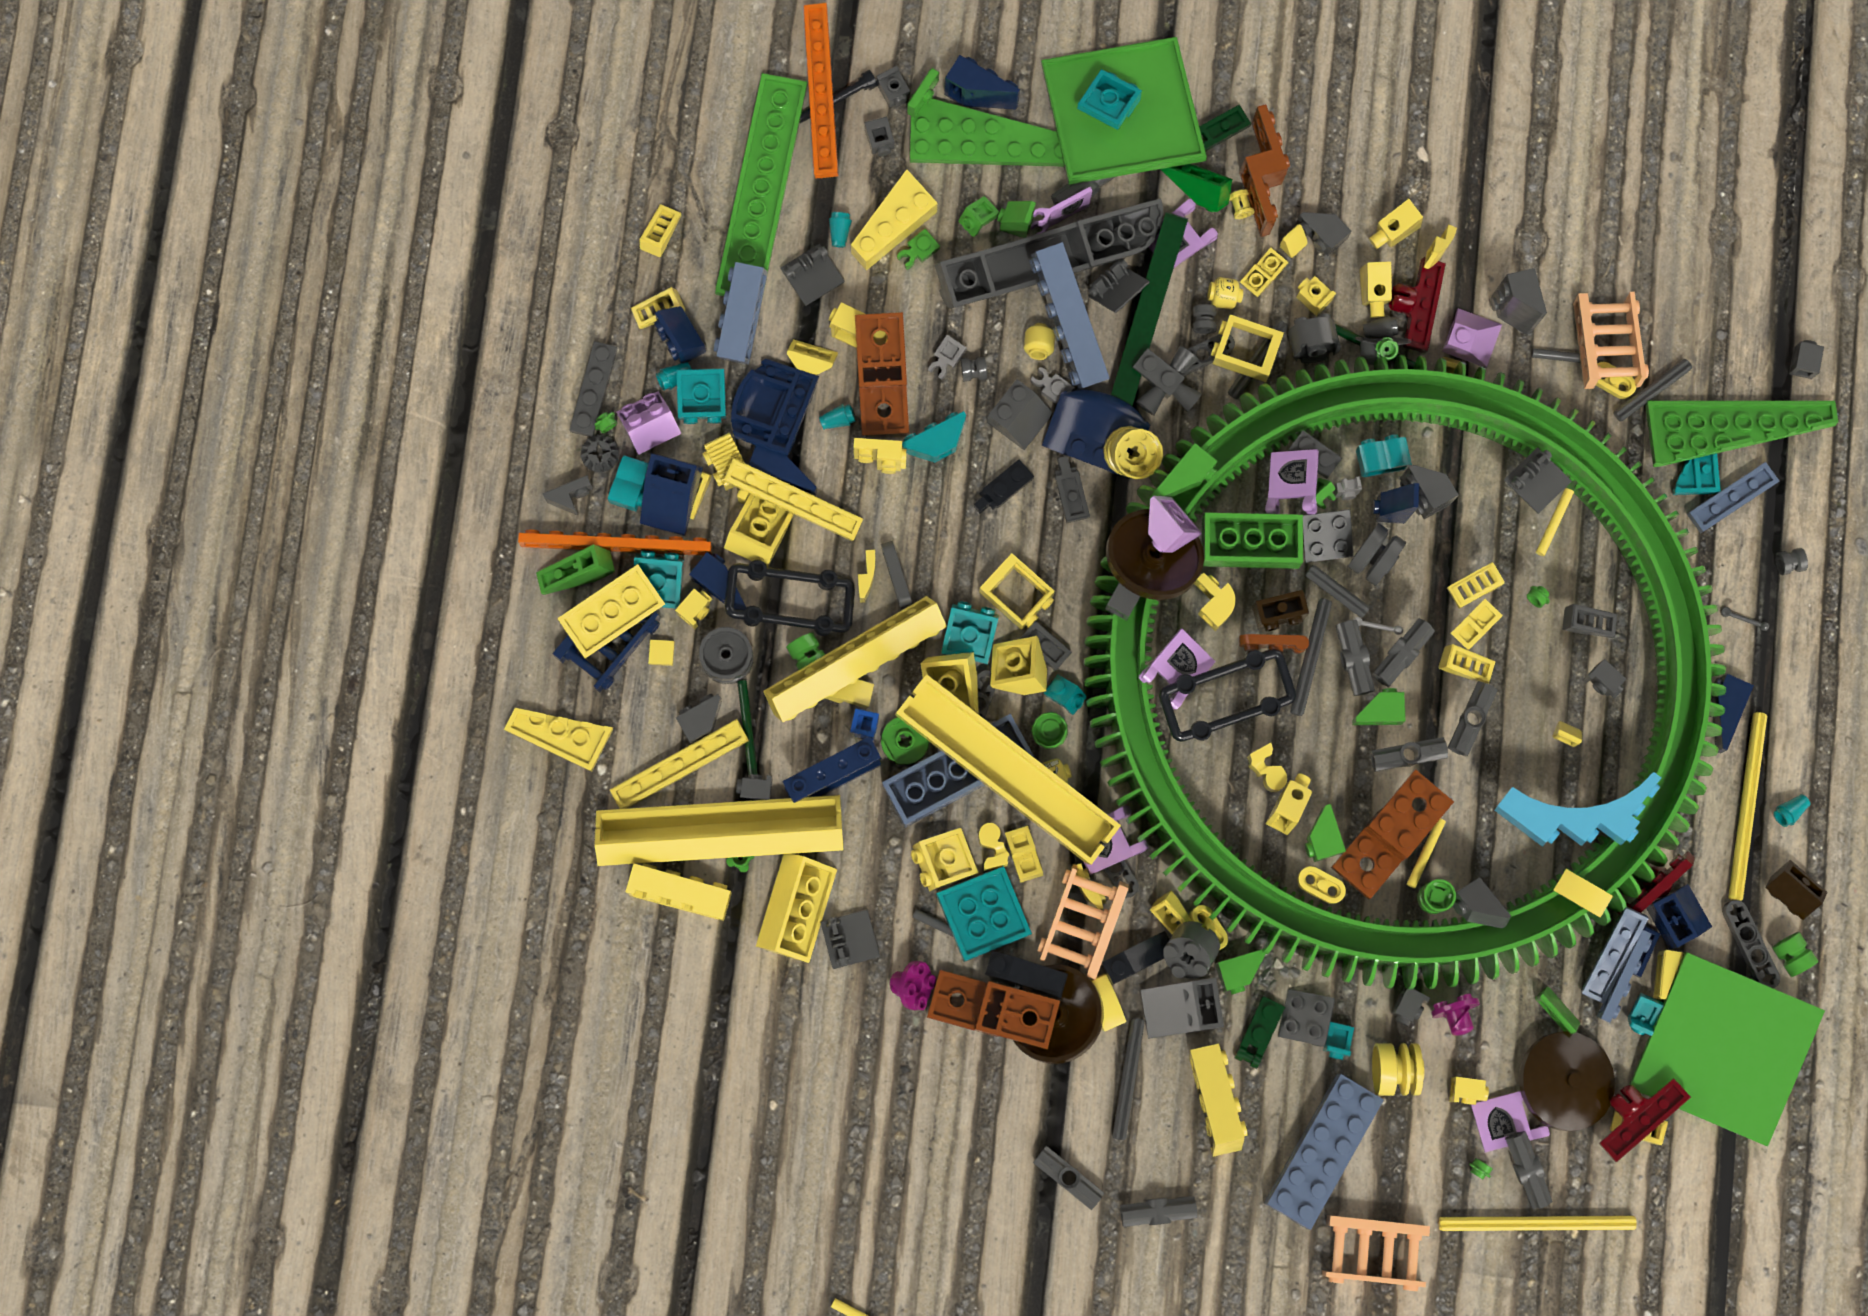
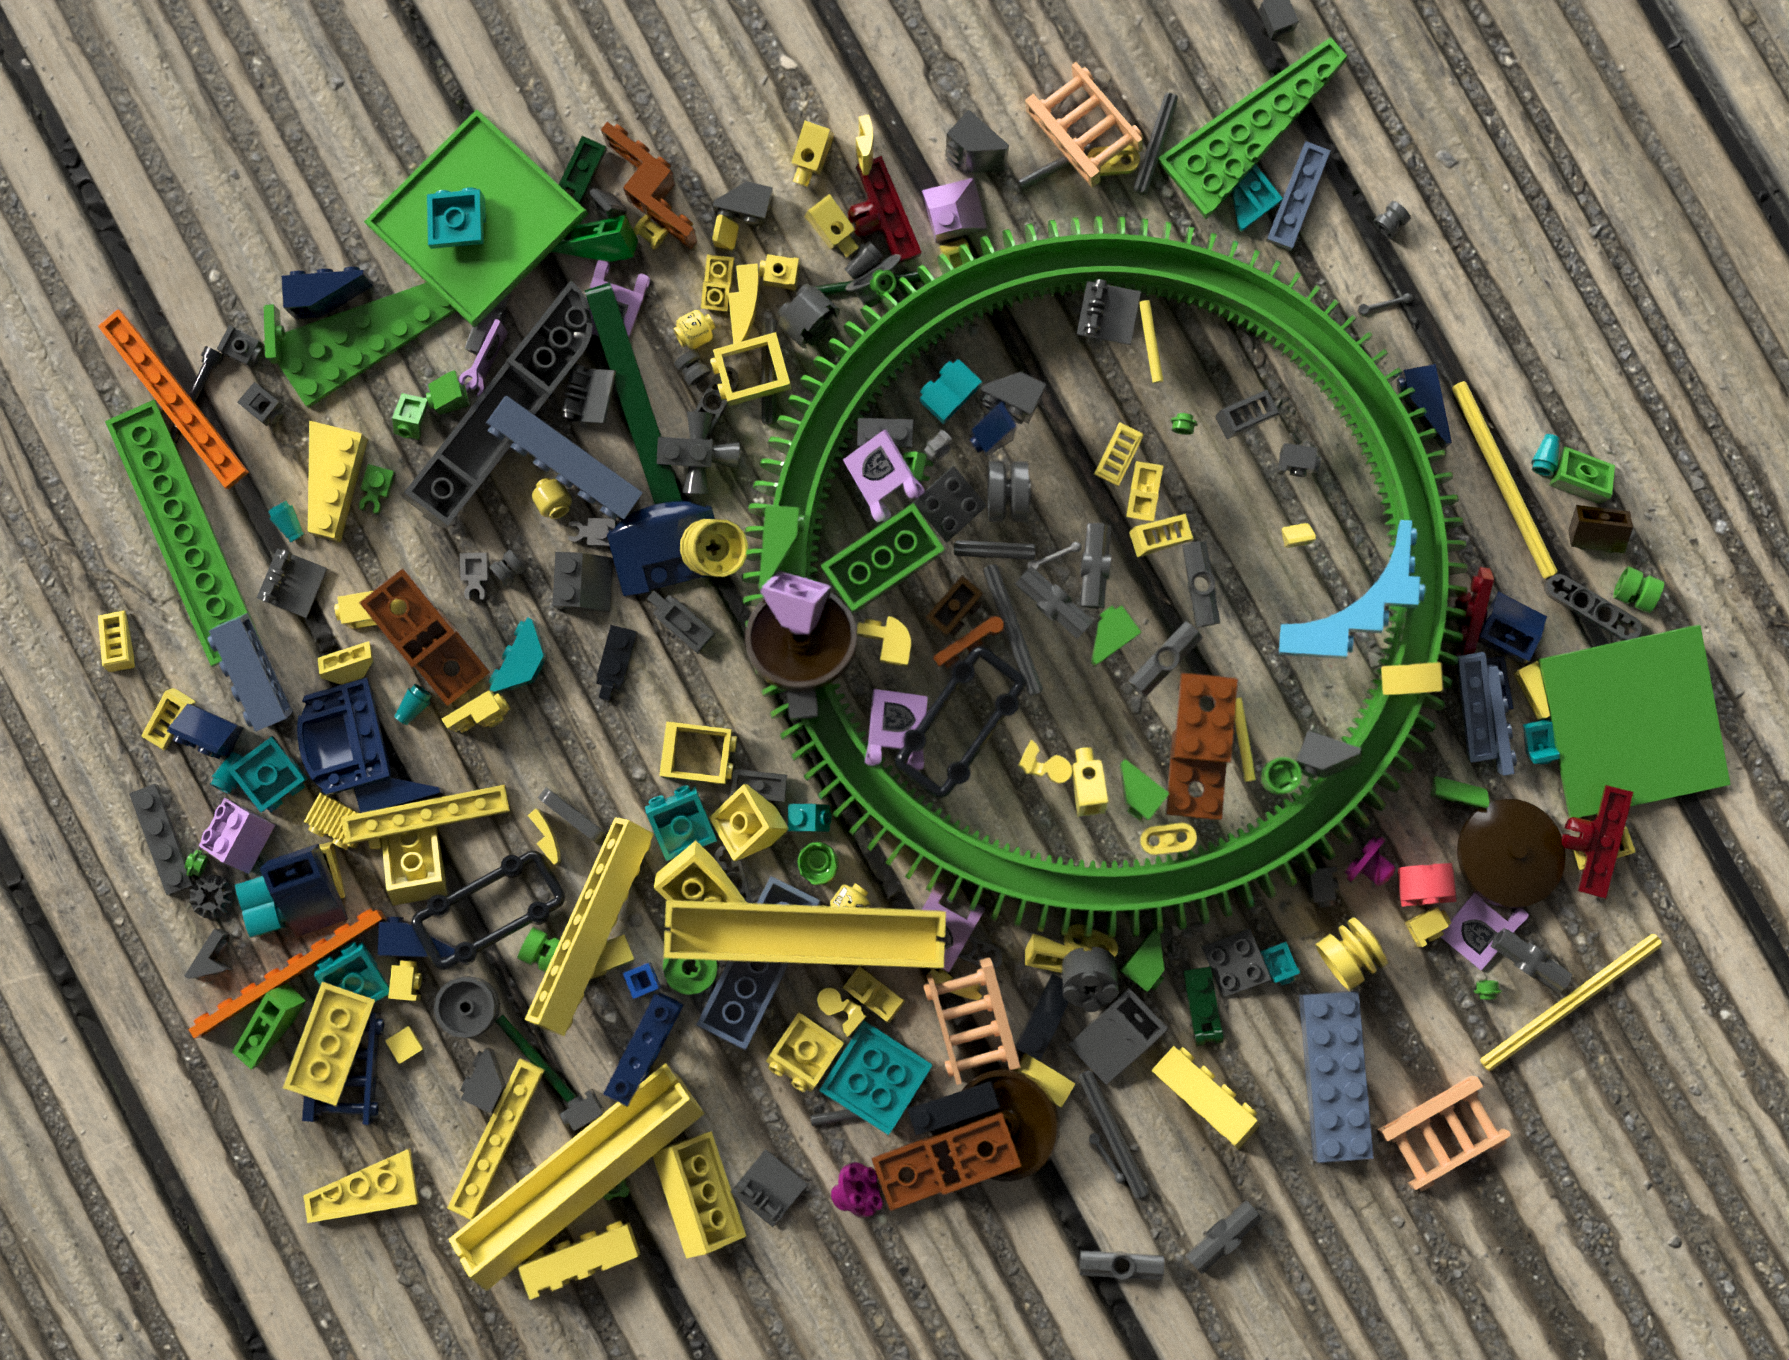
camera: 30 degrees left, 5 degrees up
(1111, 1114) = (1095, 1139): none -> dark grey hinge
(1223, 163) = (607, 203): none -> dark grey slope
(1274, 298) = (745, 302): none -> light yellow slope
(1488, 1058) = (1426, 884): none -> coral brick
(1809, 844) = (1584, 476): none -> bright green slope

